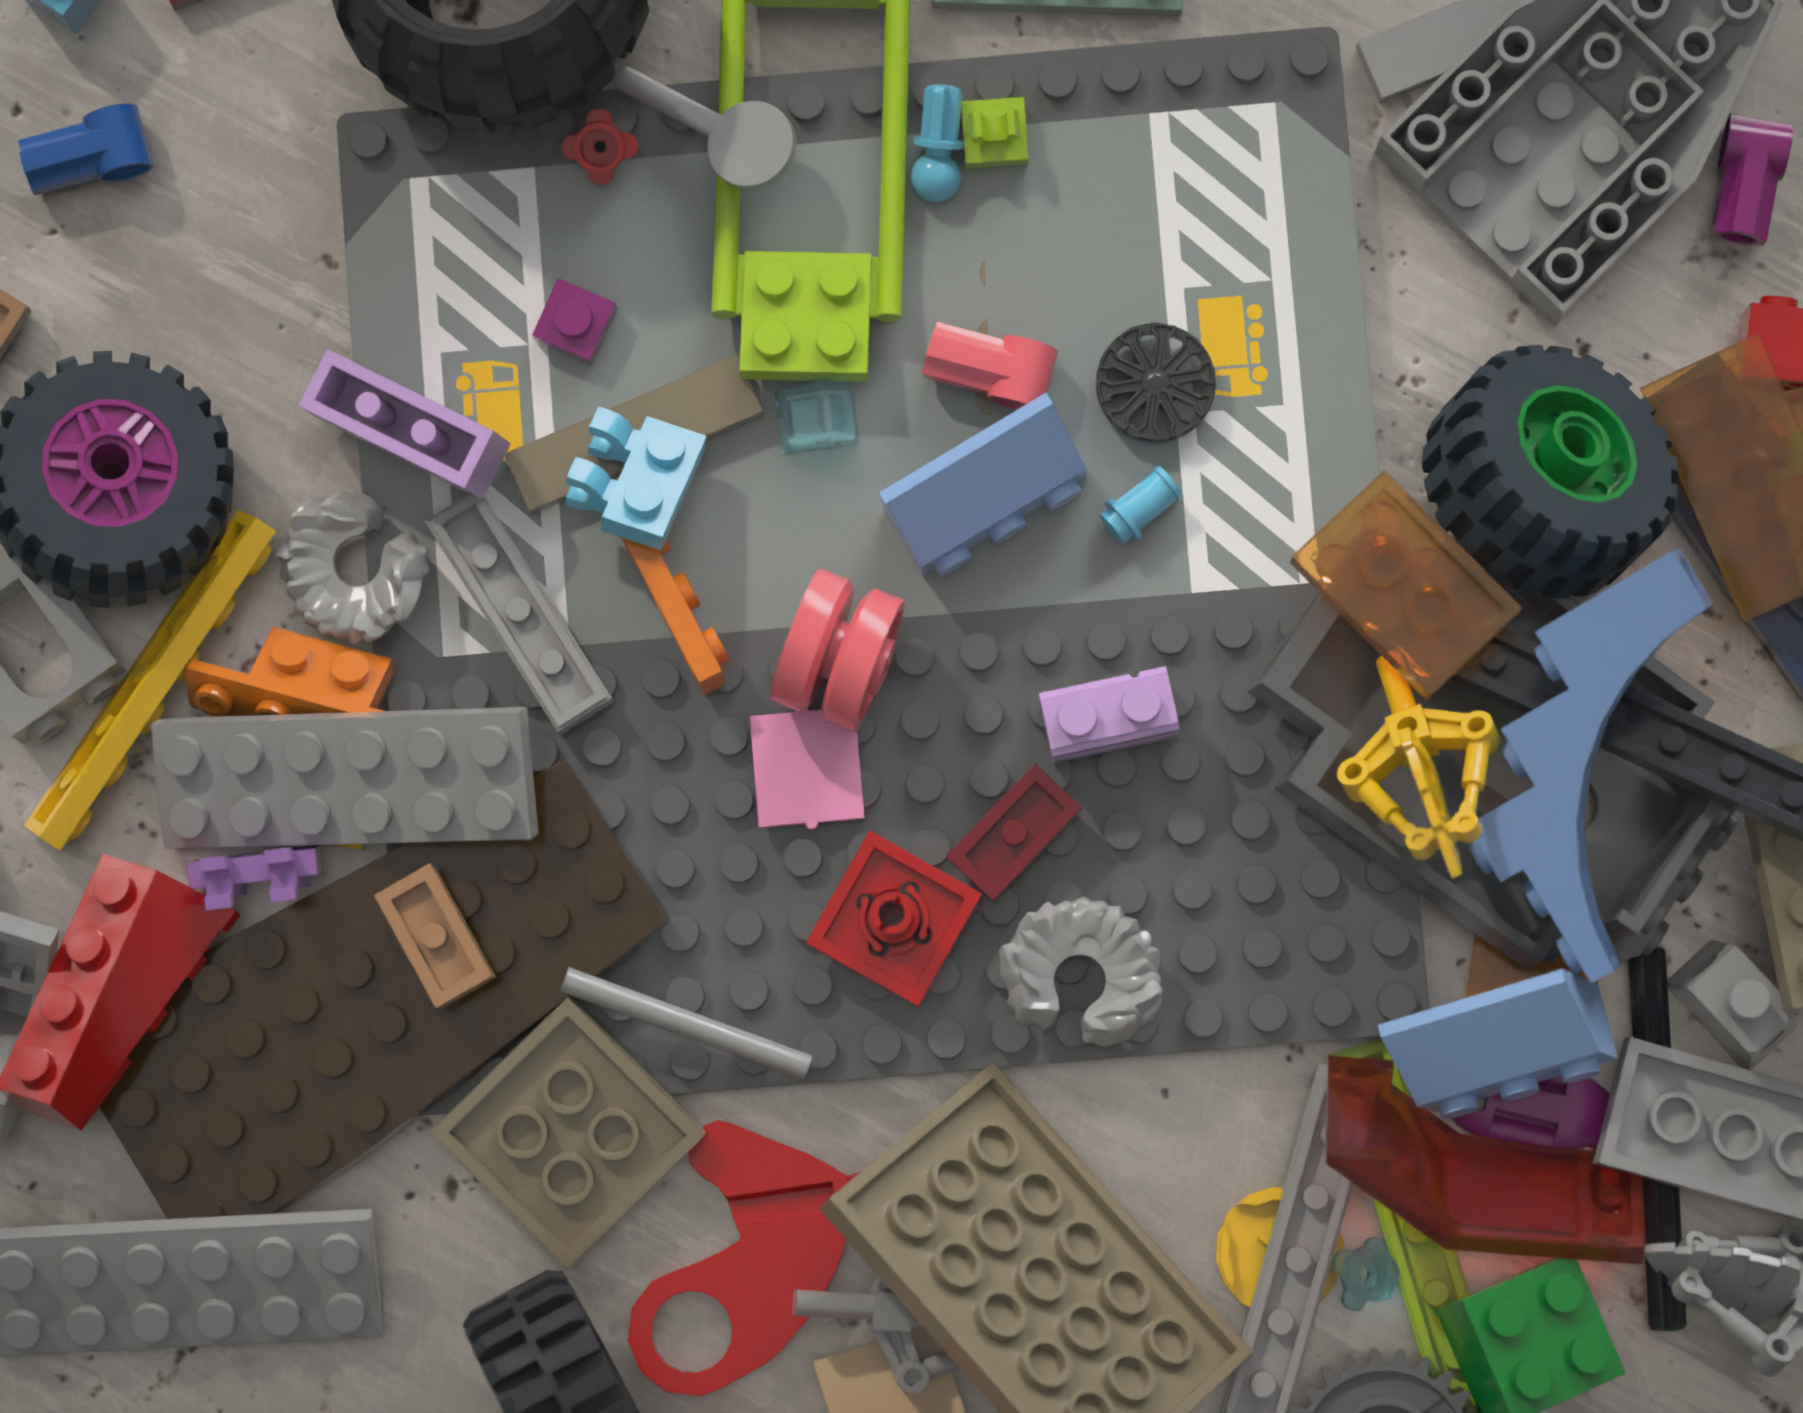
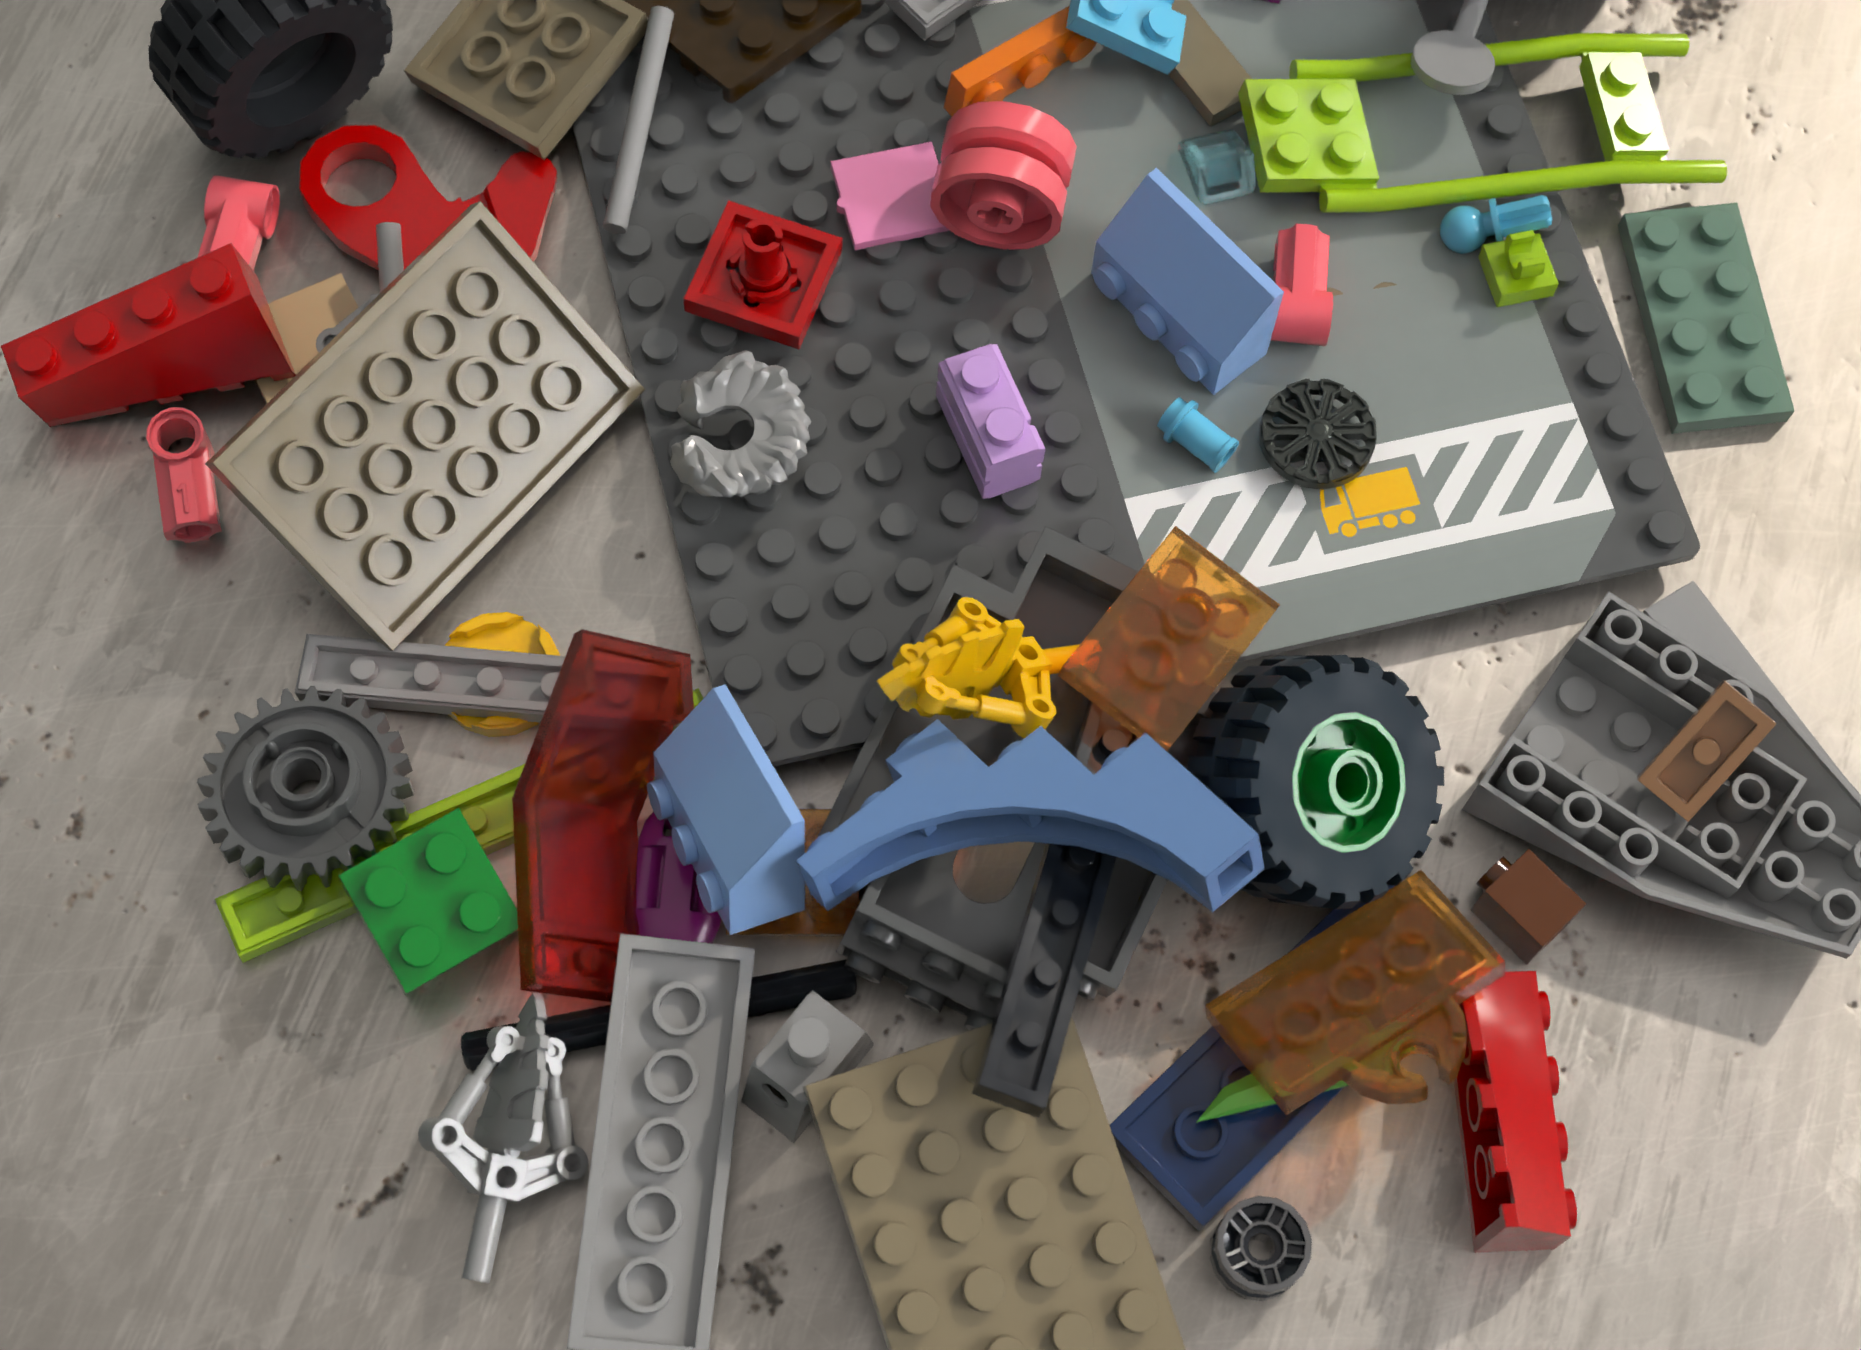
camera: 70 degrees right, 15 degrees down
(1014, 832) = (862, 362): dark red plate -> none
(1380, 1278) = (466, 745): clear light blue plate -> none
(1565, 86) = (1706, 750): none -> medium nougat plate
(1672, 291) = (1525, 904): none -> reddish brown brick
(1752, 162) = (1681, 965): magenta piece -> none

